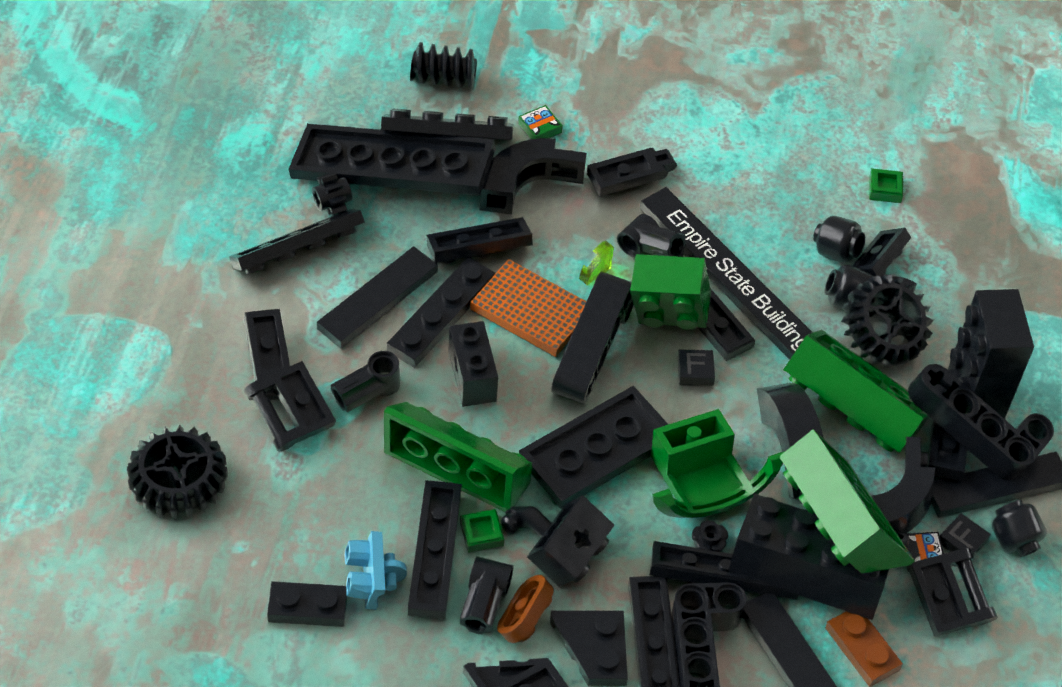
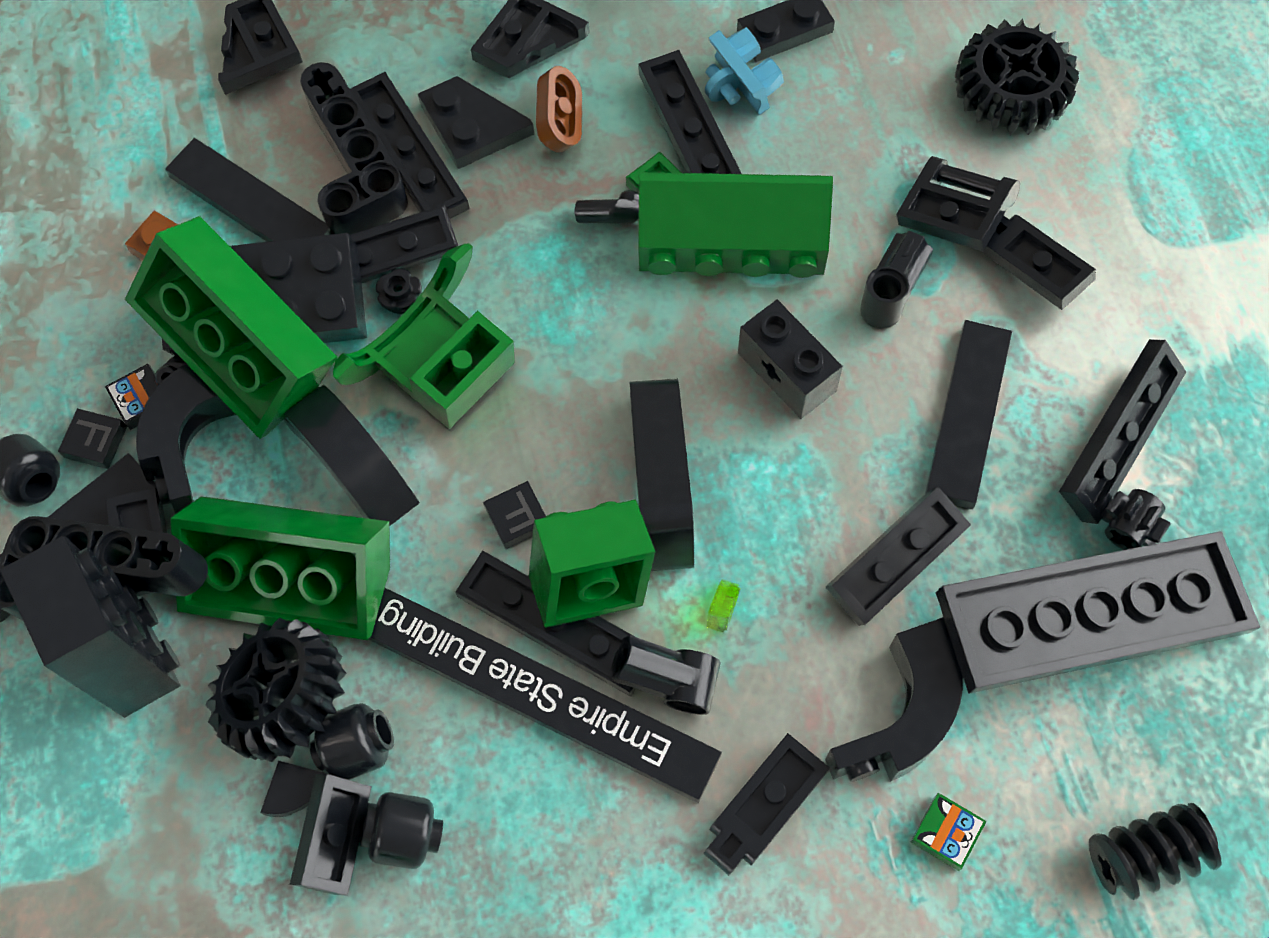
camera: 160 degrees right, 15 degrees up
(434, 123) = (1064, 715): black plate -> none
(439, 312) = (878, 435): black plate -> none
(487, 587) = (611, 115): black piece -> none
(529, 307) = (771, 497): orange tile -> none
(571, 541) = (547, 191): black brick -> none
(594, 446) = (581, 337): black plate -> none
(942, 596) = (100, 338): black plate -> none

